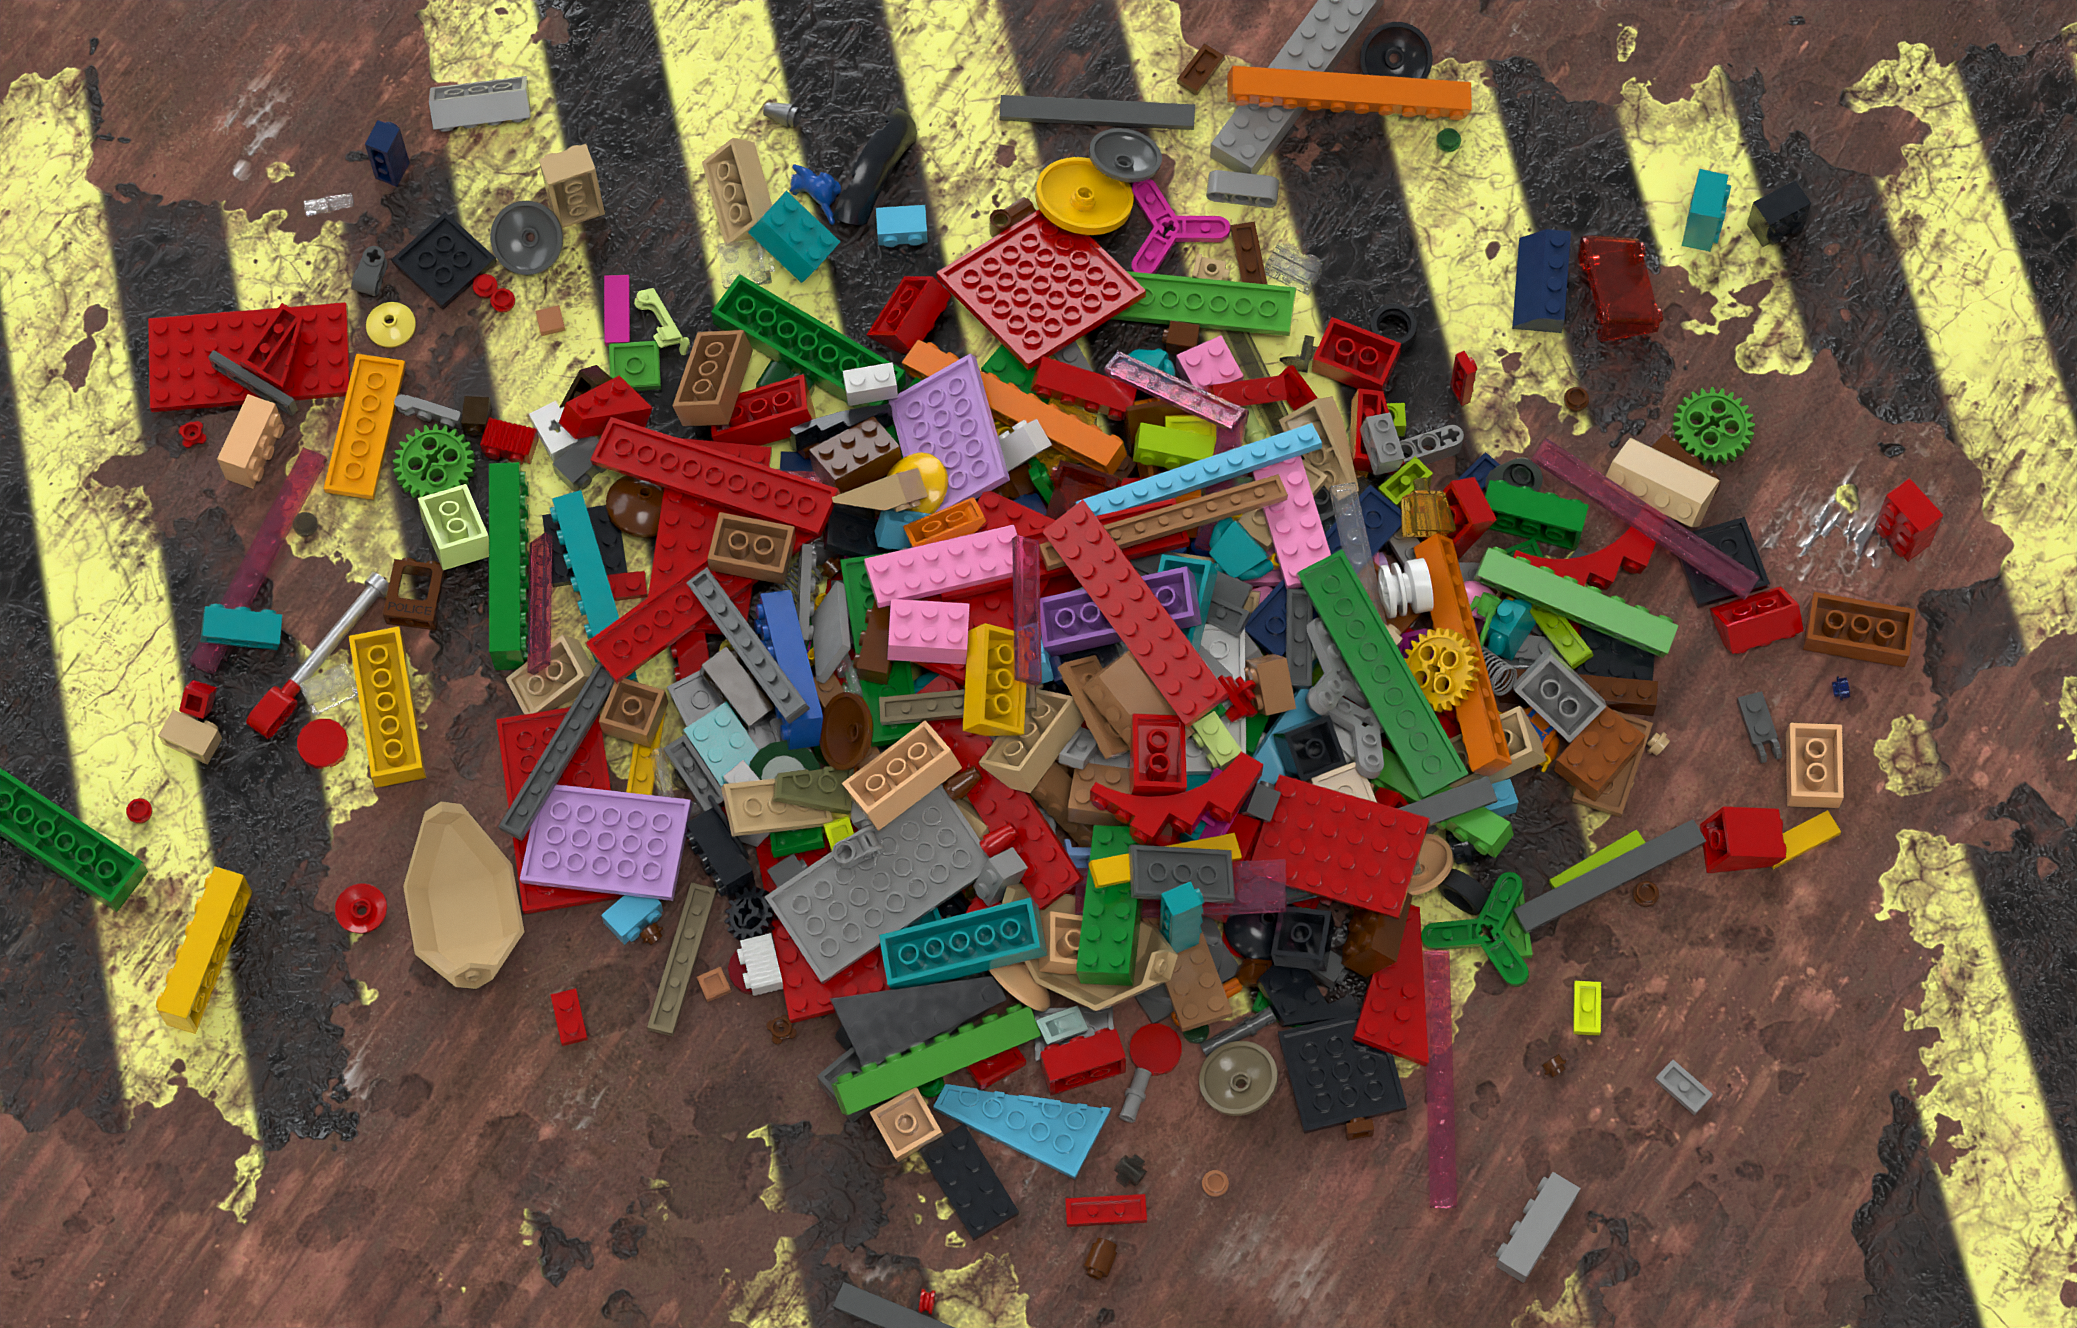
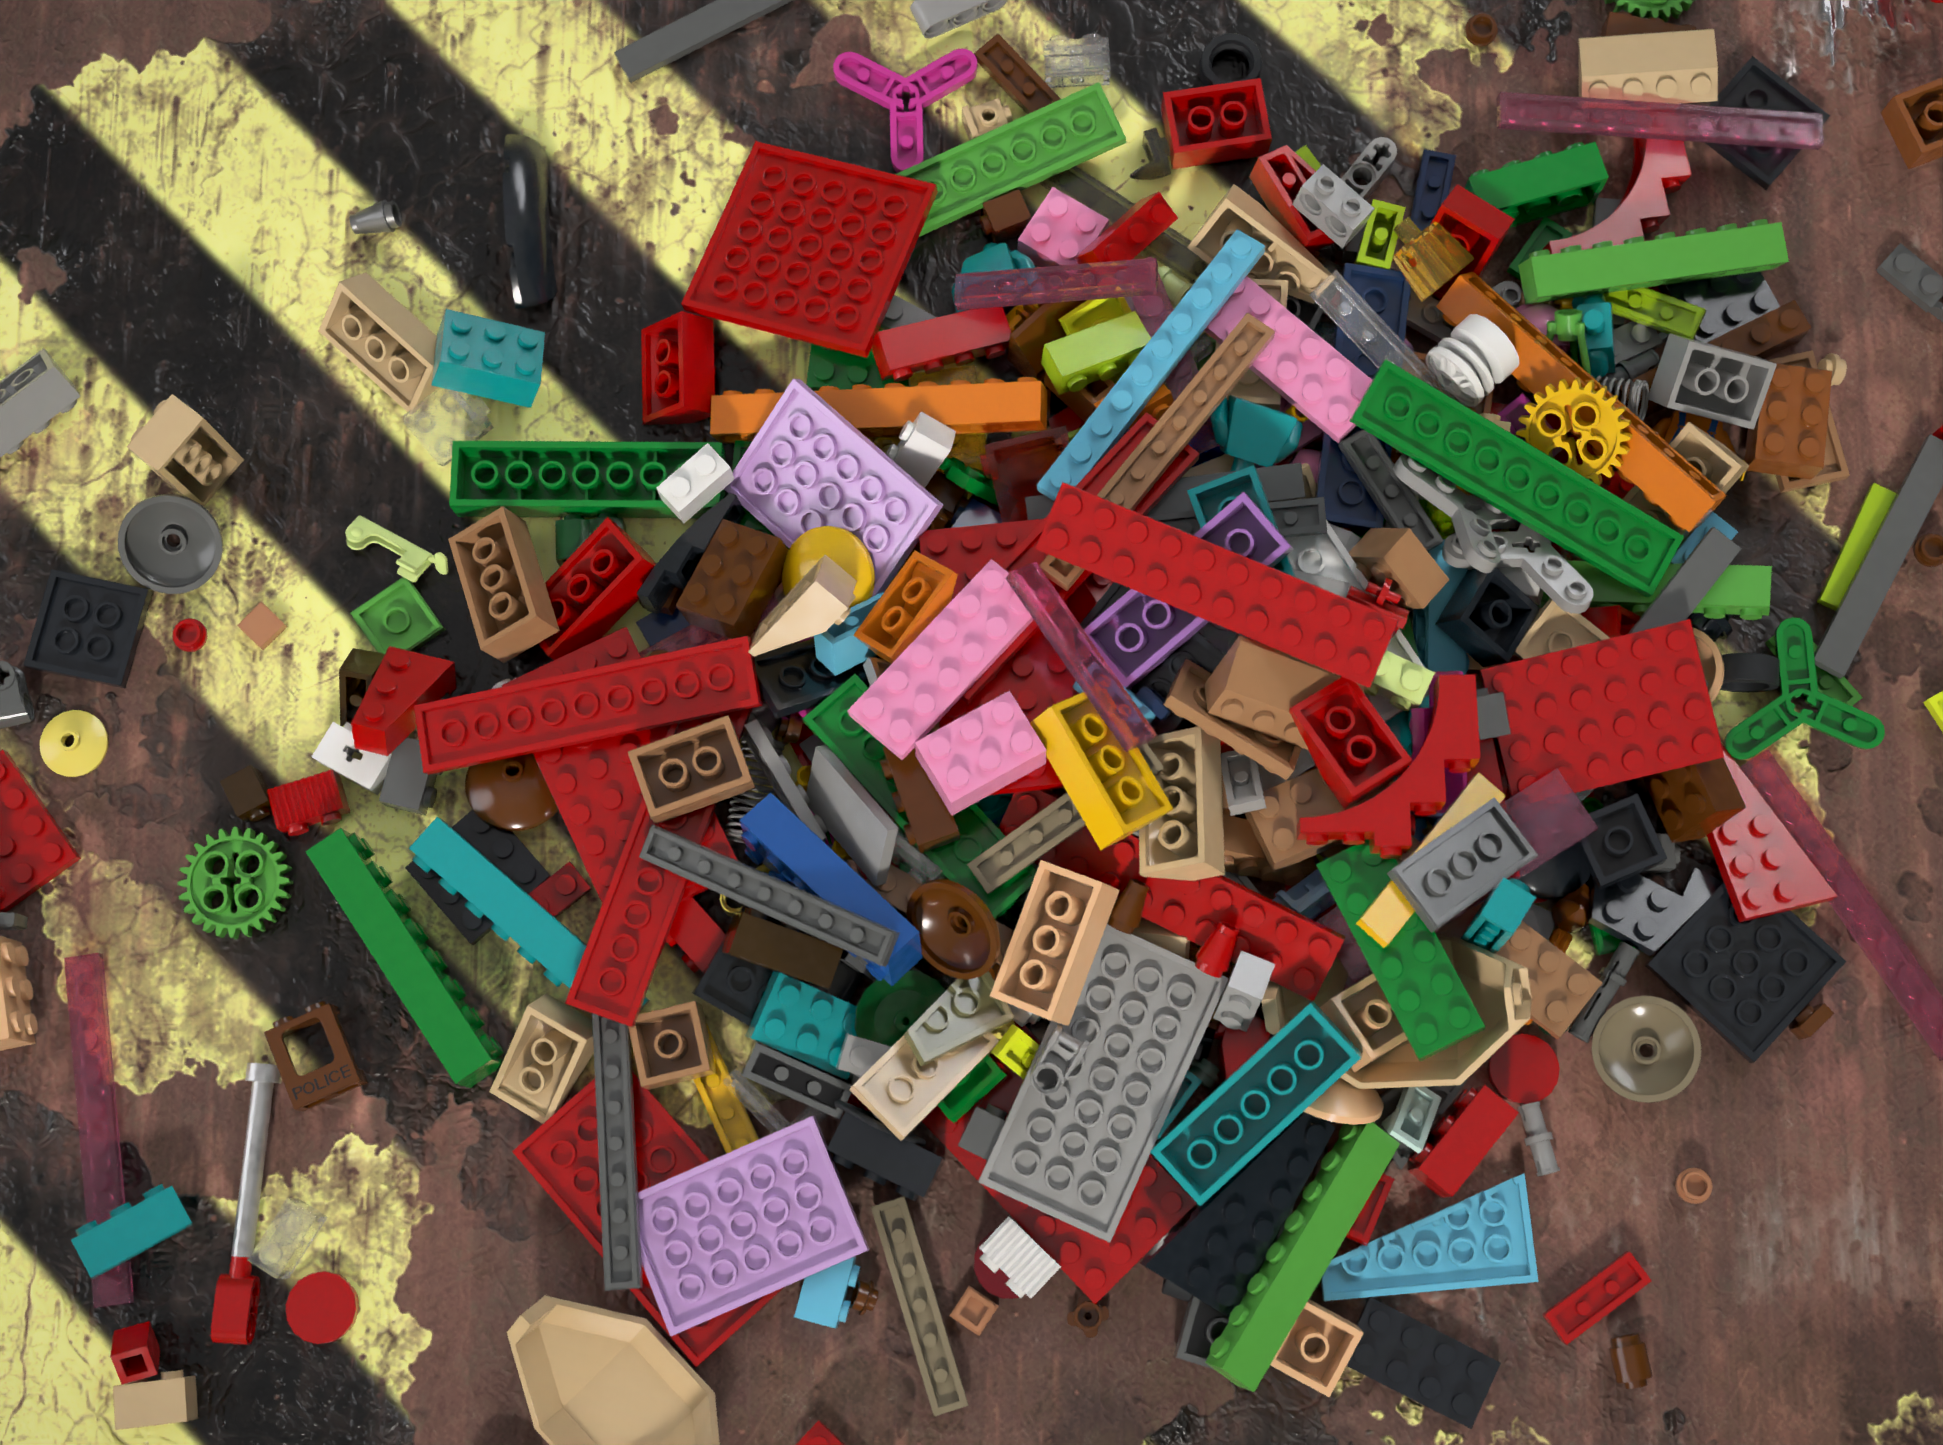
camera: 30 degrees left, 10 degrees up
(305, 524) = (127, 1050): clear smoke plate -> none
(364, 426) = (122, 888): light orange plate -> none
(387, 707) = (372, 1219): yellow brick -> none
(428, 410) = (187, 824): light grey hinge -> none
(454, 527) = (312, 950): yellowish green brick -> none
(485, 285) = (157, 630): red plate -> none
(539, 604) = (475, 981): clear pink tile -> none
(617, 309) = (333, 566): dark pink tile -> none
(750, 914) = (965, 1218): black gear -> none
(821, 188) = (479, 281): blue animal -> none
(901, 225) = (601, 271): medium azure brick -> none
(1010, 215) = (719, 188): reddish brown piece -> none
(1082, 198) = (789, 115): yellow dish -> none
(1125, 155) = (804, 40): dark grey dish -> none
(1130, 1170) = (1595, 1234): clear smoke gear -> none
(1297, 389) = (1186, 204): red plate -> none
(1463, 377) = (1356, 76): red plate -> none
(1517, 473) = (1482, 150): dark grey piece -> none
(1757, 620) = (1845, 167): red slope -> none

